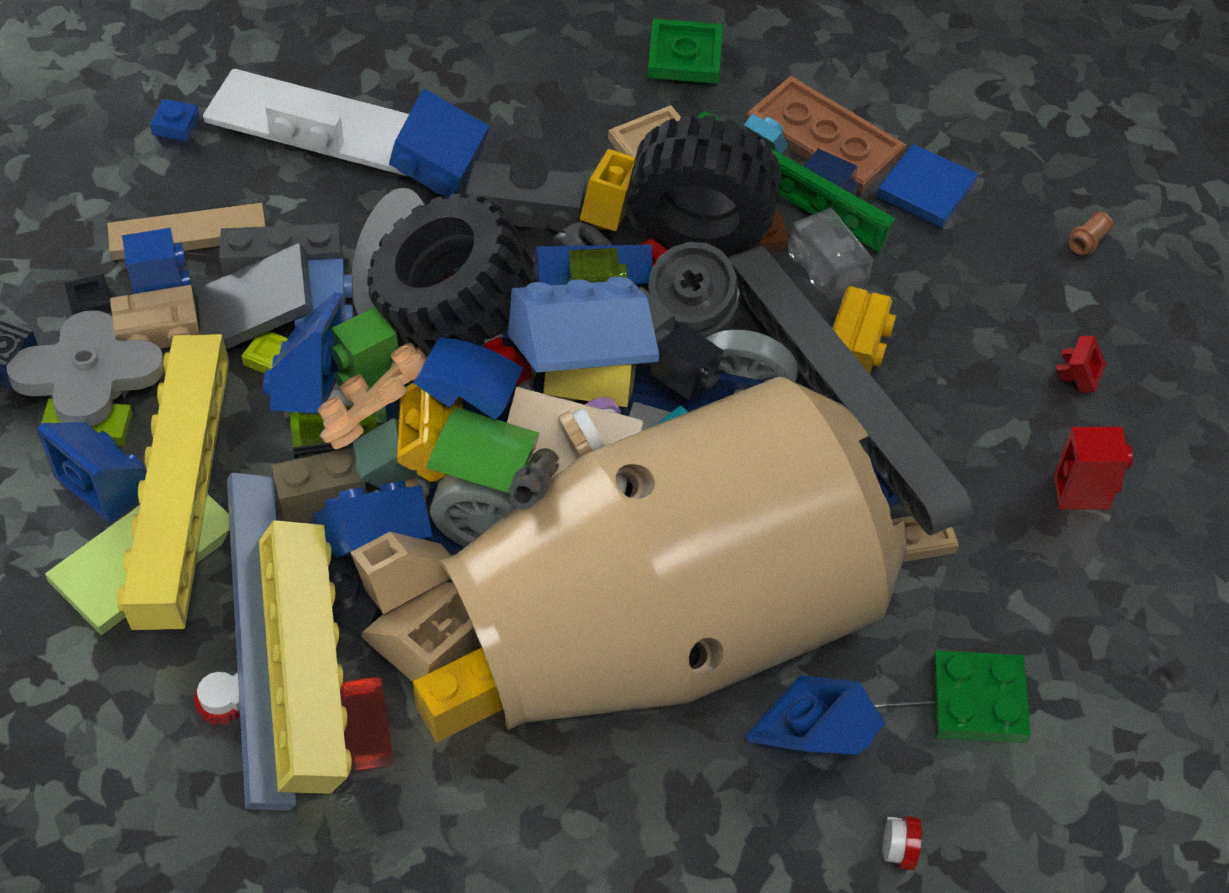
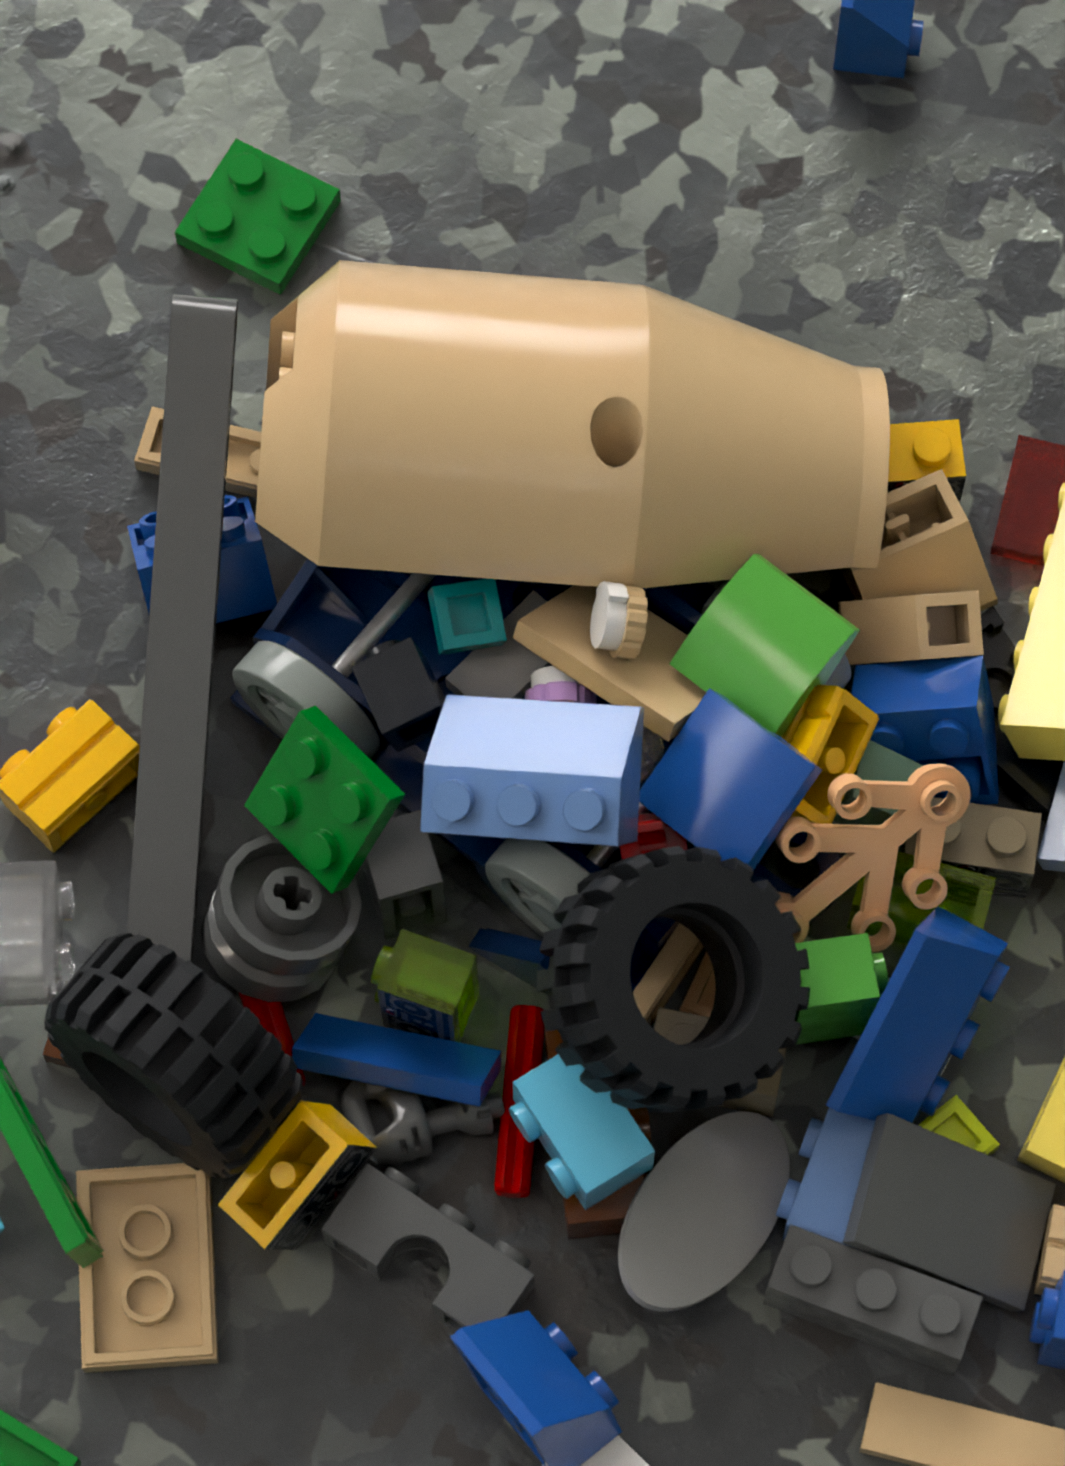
camera: 150 degrees left, 15 degrees up
(533, 478) = (757, 502): dark grey pin -> none
(686, 300) = (324, 799): none -> green plate
(820, 717) = (488, 231): blue slope -> none
(902, 841) = (470, 82): piece -> none

